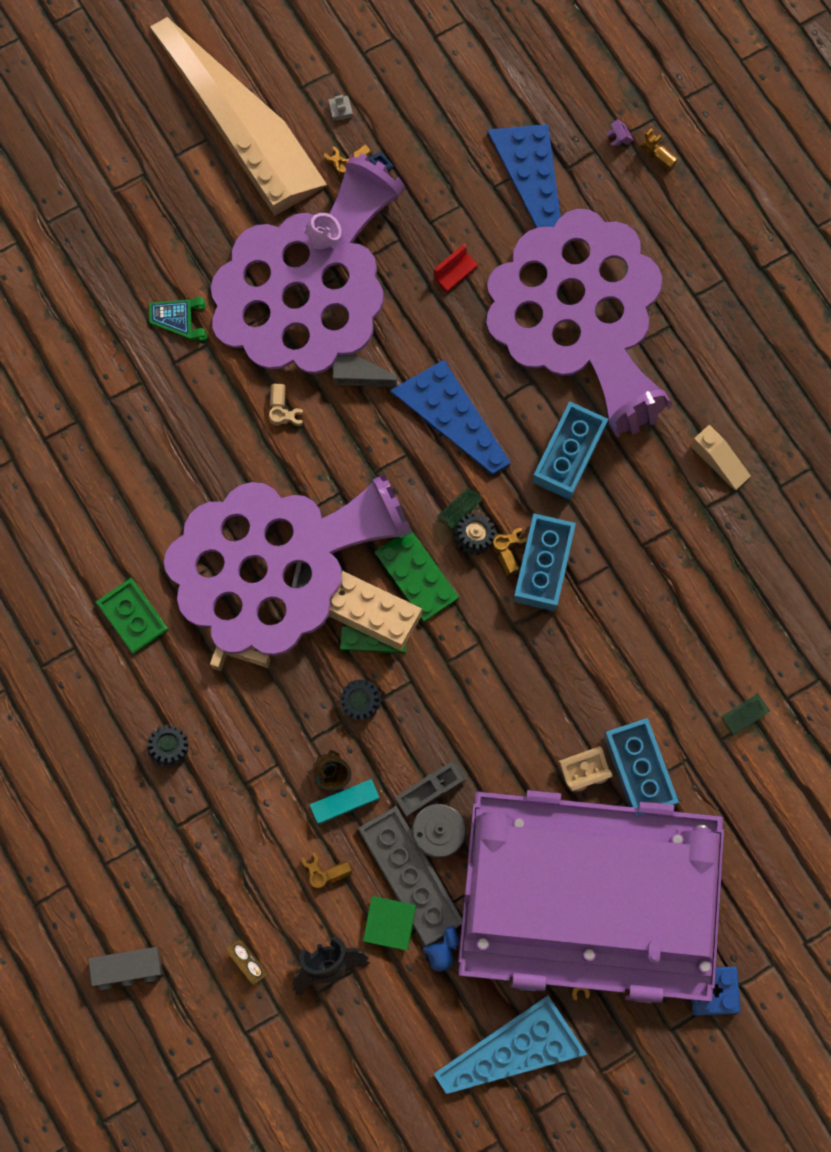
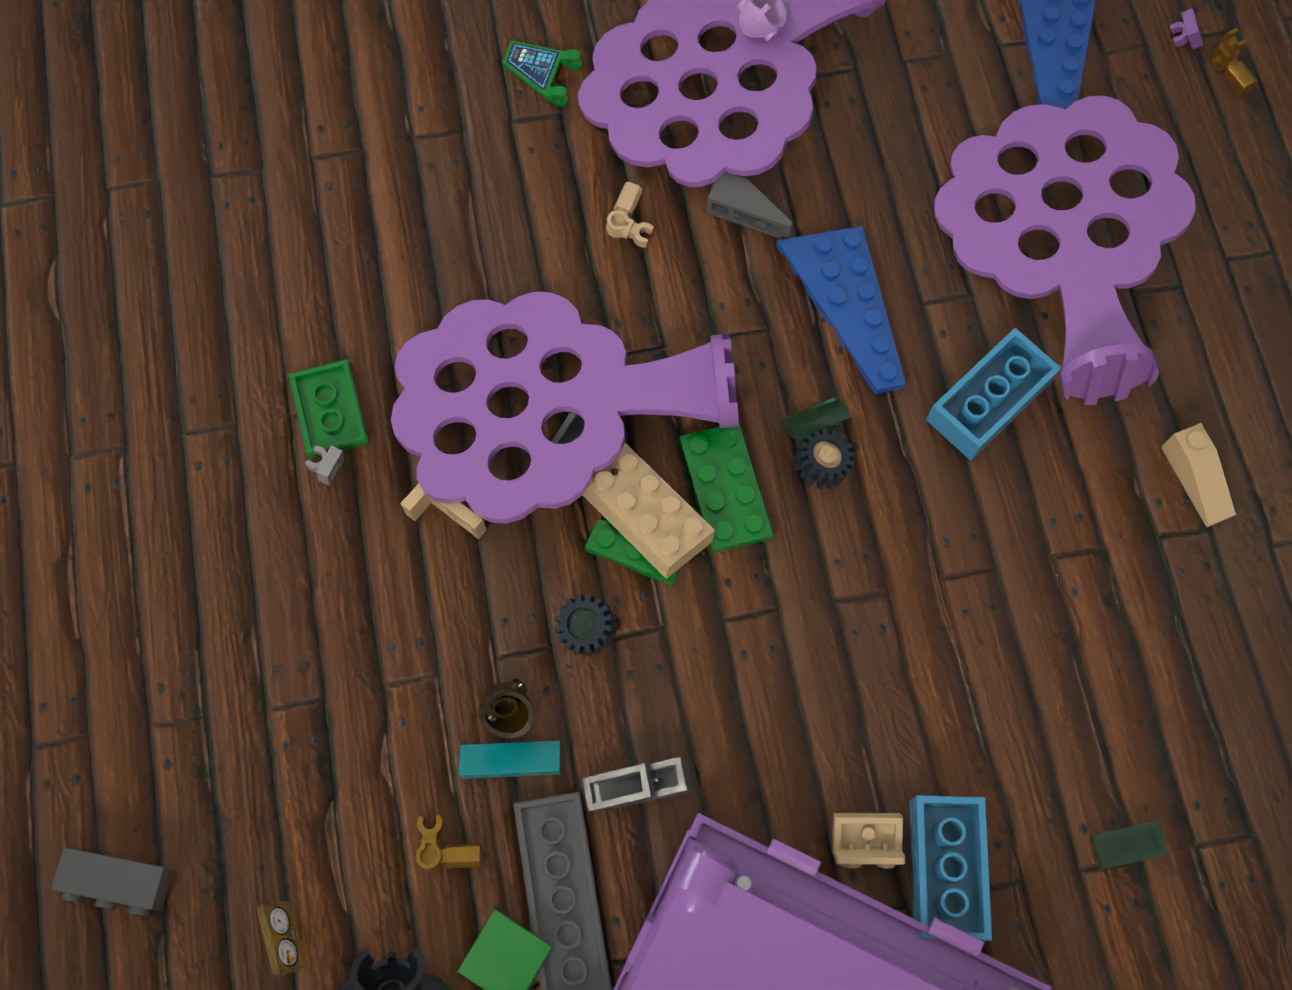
camera: 20 degrees right, 5 degrees down
(149, 656) = (328, 466): none -> light grey tile
(167, 746) = (300, 594): black wheel -> none
(438, 831) = (625, 850): dark grey wheel -> none
(454, 269) = (915, 121): red panel -> none
(501, 545) = (854, 488): pearl gold bar -> none
(544, 562) = (907, 529): dark azure brick -> none

